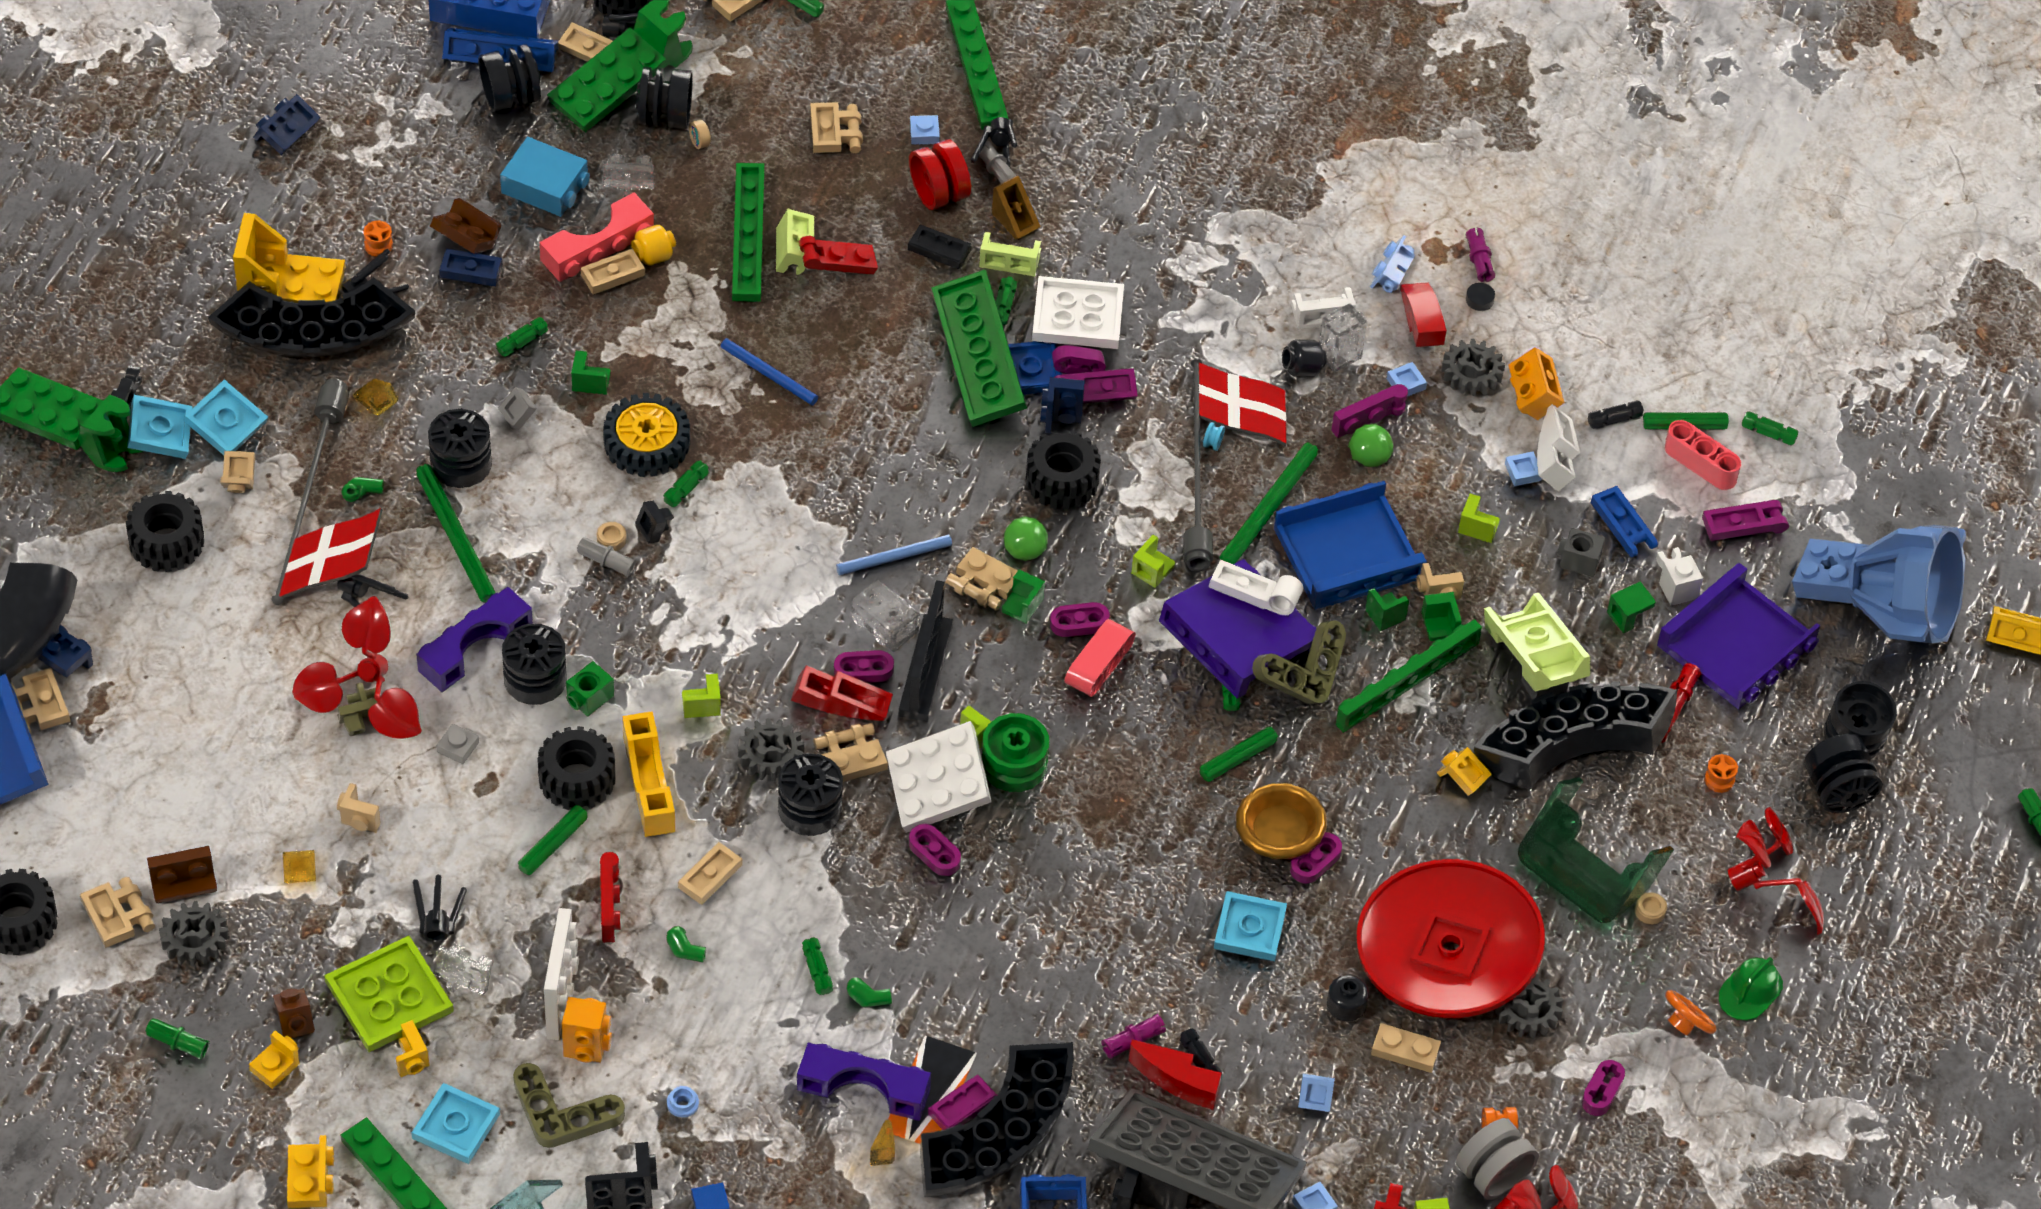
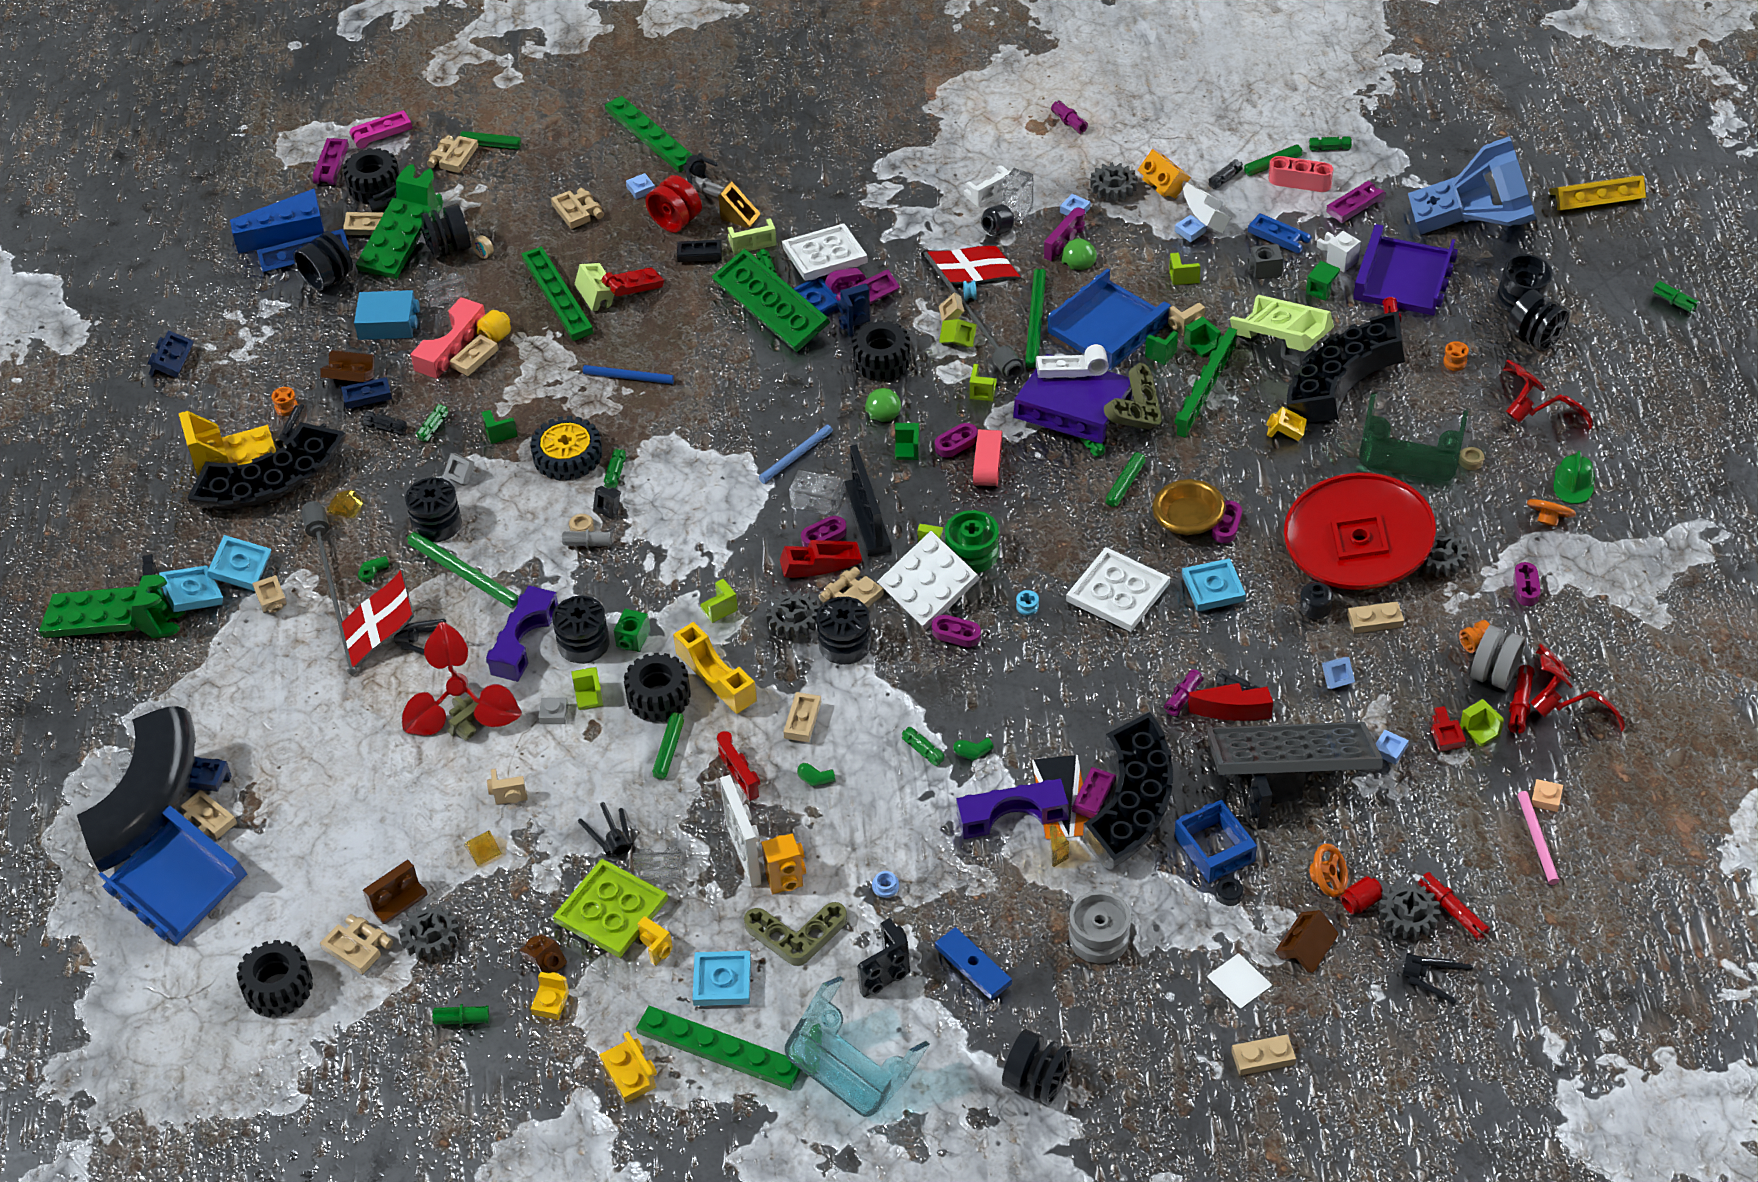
camera: 20 degrees left, 5 degrees down
(169, 549) = (238, 672): black tyre -> none
(471, 313) = (385, 422): none -> black axle
(506, 736) = (587, 688): none -> lime panel
(986, 572) = (872, 441): tan plate -> none
(1034, 843) = (1027, 609): none -> medium azure bush
(1142, 882) = (1118, 589): none -> white plate
(1165, 486) = (957, 332): none -> lime panel
(1177, 451) = (951, 308): none -> tan plate
(1396, 256) = (1016, 144): light blue hinge -> none
(1423, 314) = (1059, 164): slope -> none
(1480, 296) = (1086, 141): black tile -> none

